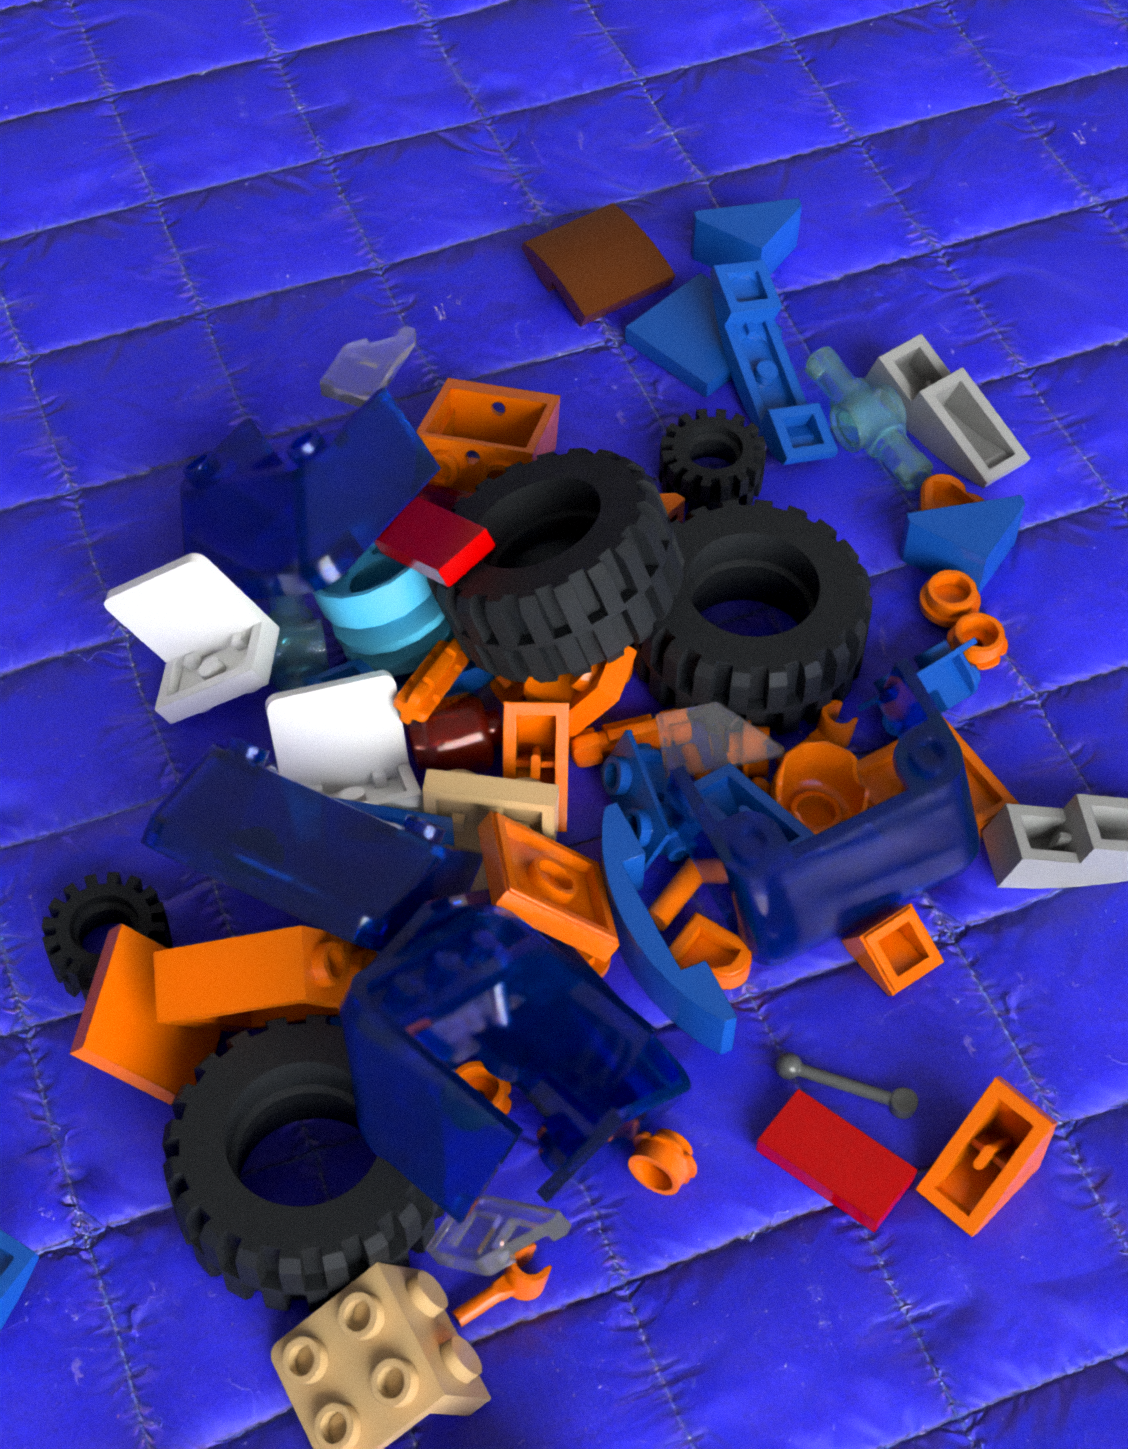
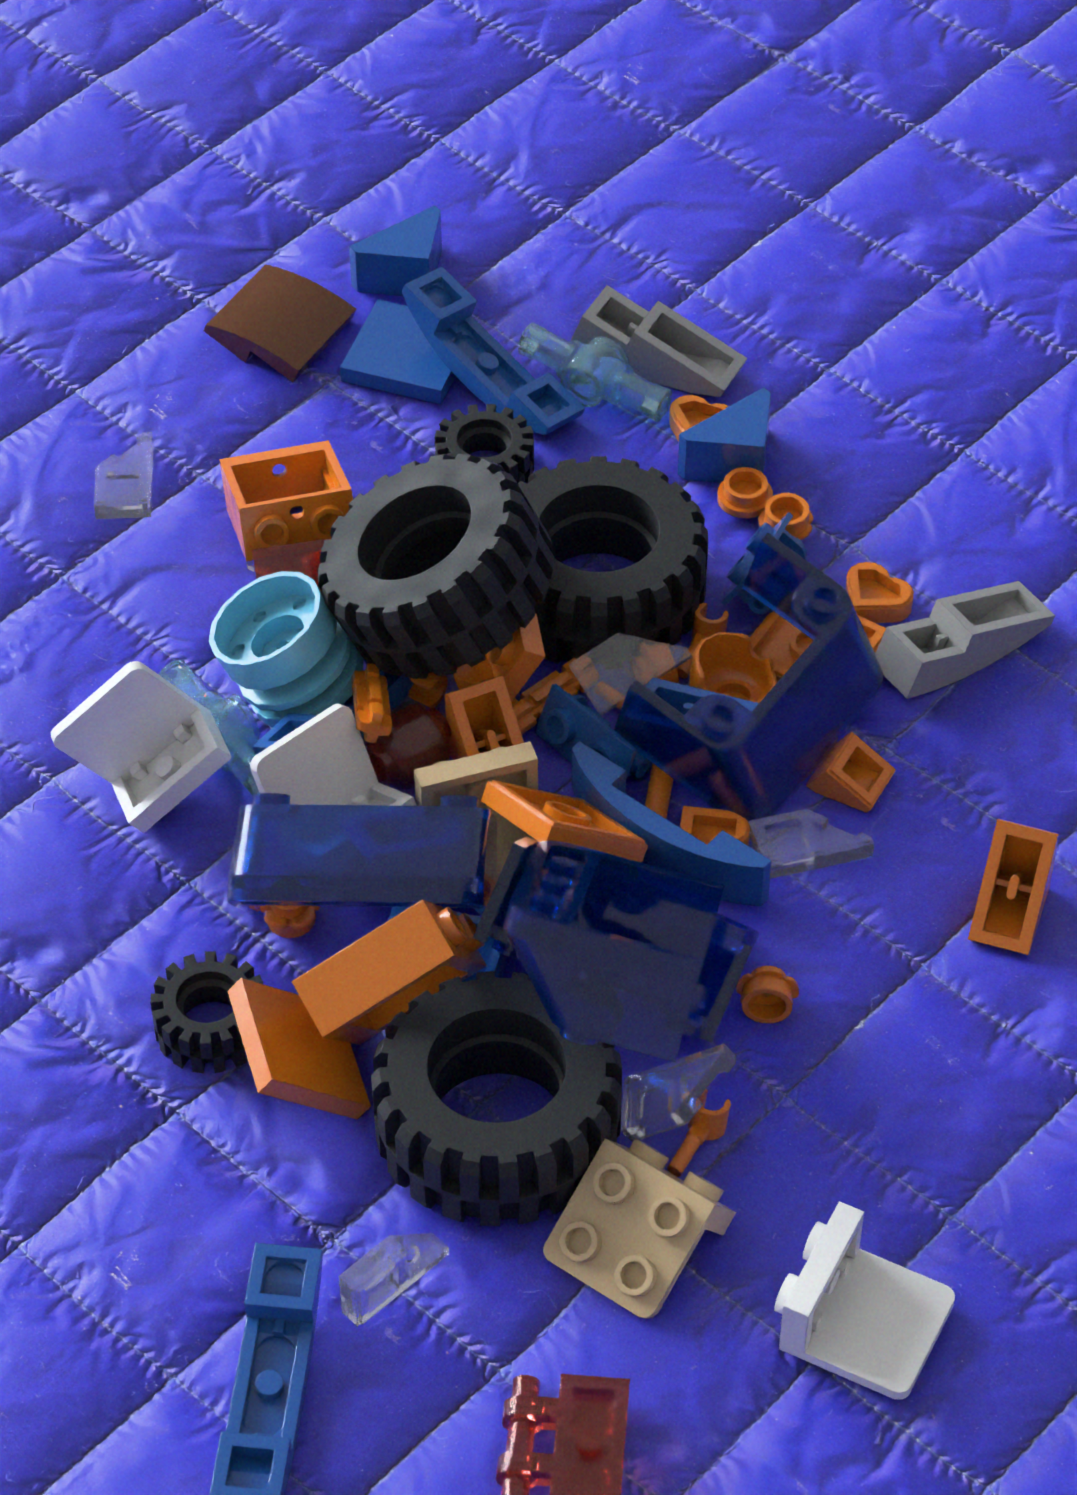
camera: 25 degrees left, 5 degrees down
(104, 1301) = (387, 1273): none -> clear tile
(306, 518) = (188, 616): clear blue windscreen -> none
(435, 541) = (330, 579): red tile -> none
(800, 1004) = (805, 842): none -> clear tile
(836, 1160) = (897, 941): red tile -> none
(901, 1101) = (921, 884): dark grey hinge -> none
(1028, 760) = (877, 594): none -> orange tile

